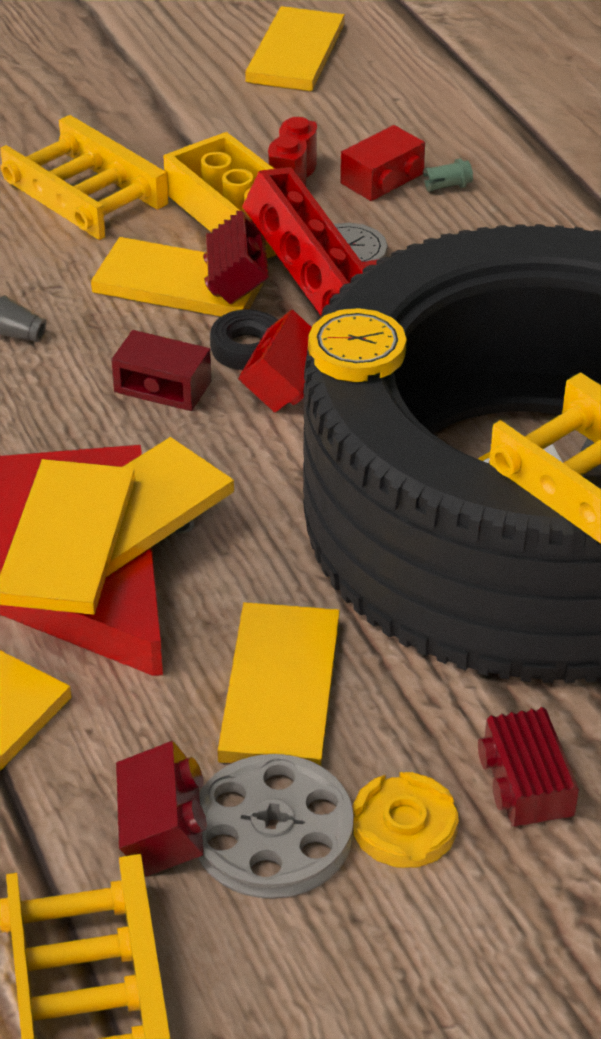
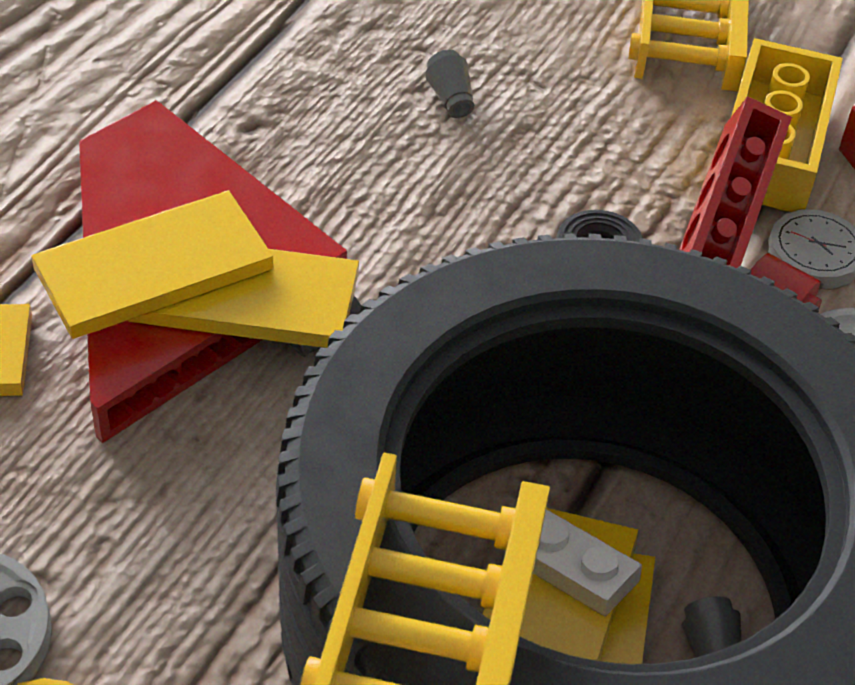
camera: 50 degrees right, 5 degrees up
(161, 370) = (483, 205): dark red brick -> none
(162, 277) = (634, 155): yellow tile -> none
(235, 258) = (668, 168): dark red brick -> none
(280, 683) = (146, 538): yellow tile -> none
(357, 344) = (463, 288): yellow tile -> none

